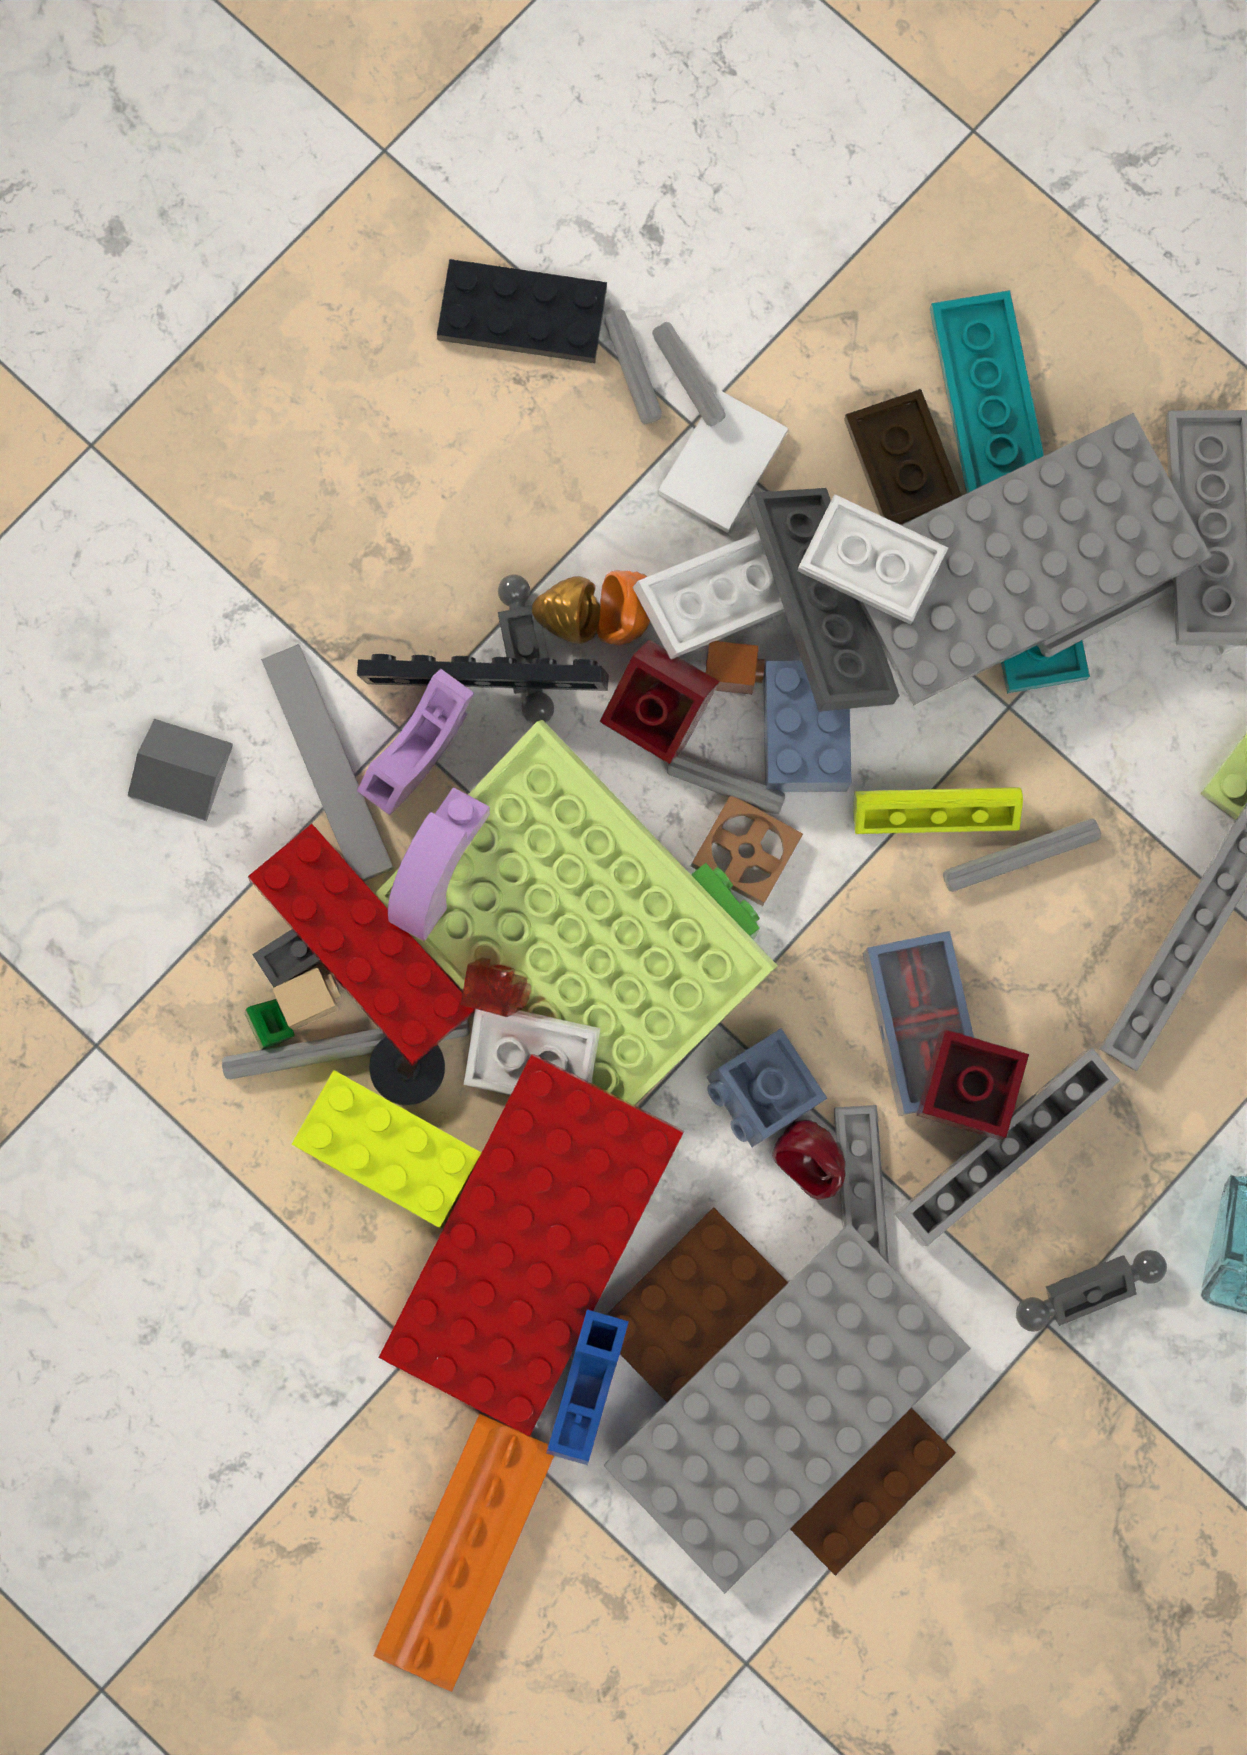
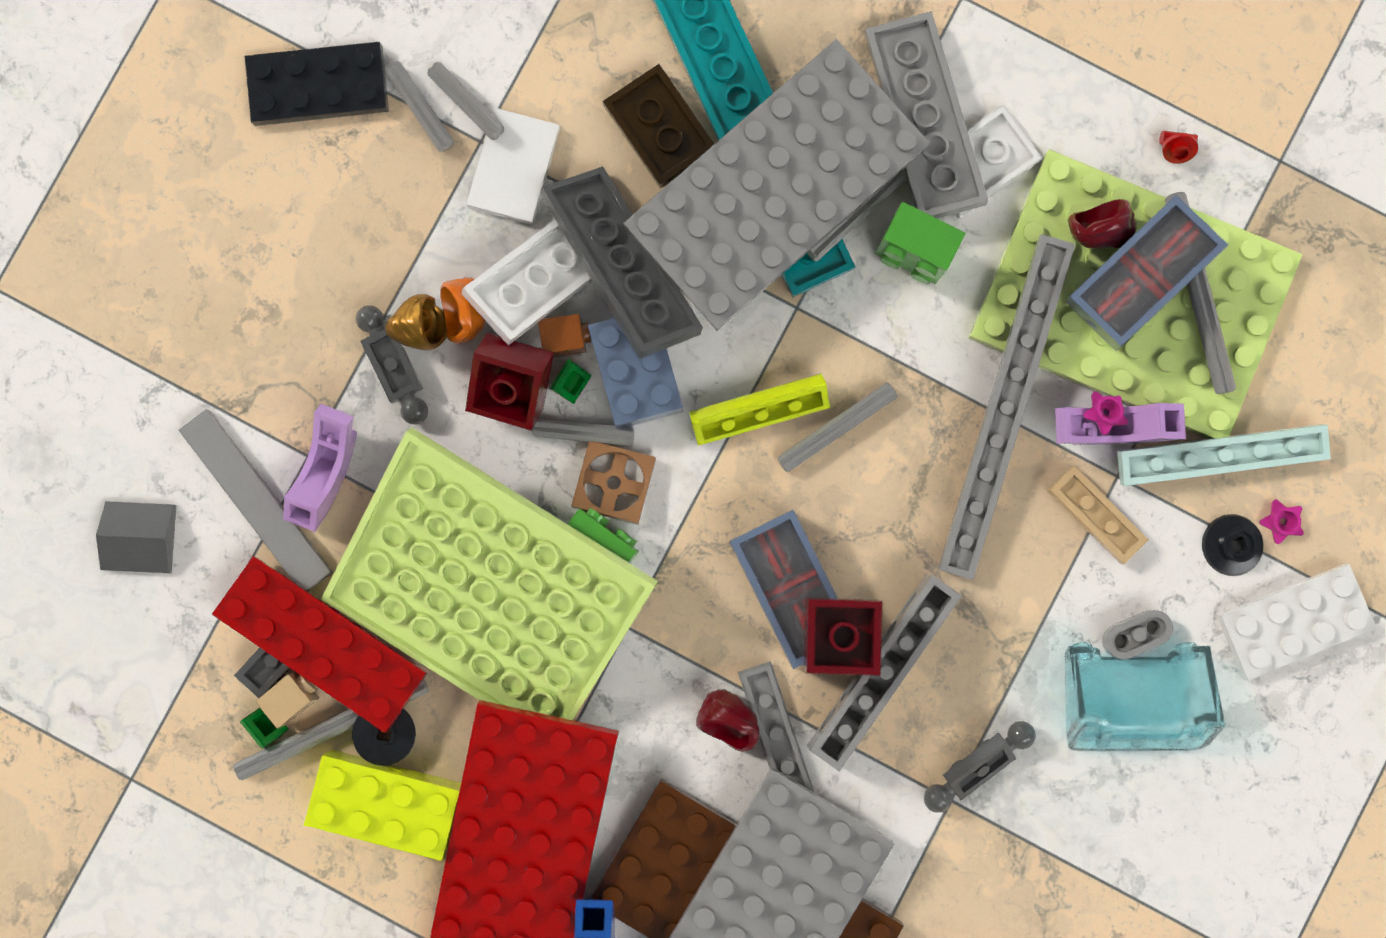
camera: 10 degrees left, 5 degrees up
(427, 867) = (350, 567): lavender arch -> none
(494, 988) = (434, 654): clear red brick -> none
(500, 673) = (373, 392): black plate -> none
(504, 1045) = (458, 688): white tile -> none
(725, 721) = (570, 381): none -> green slope
(764, 1088) = (677, 674): sand blue plate -> none
(872, 559) = (651, 219): white tile -> none
(1170, 668) = (919, 244): none -> bright green brick

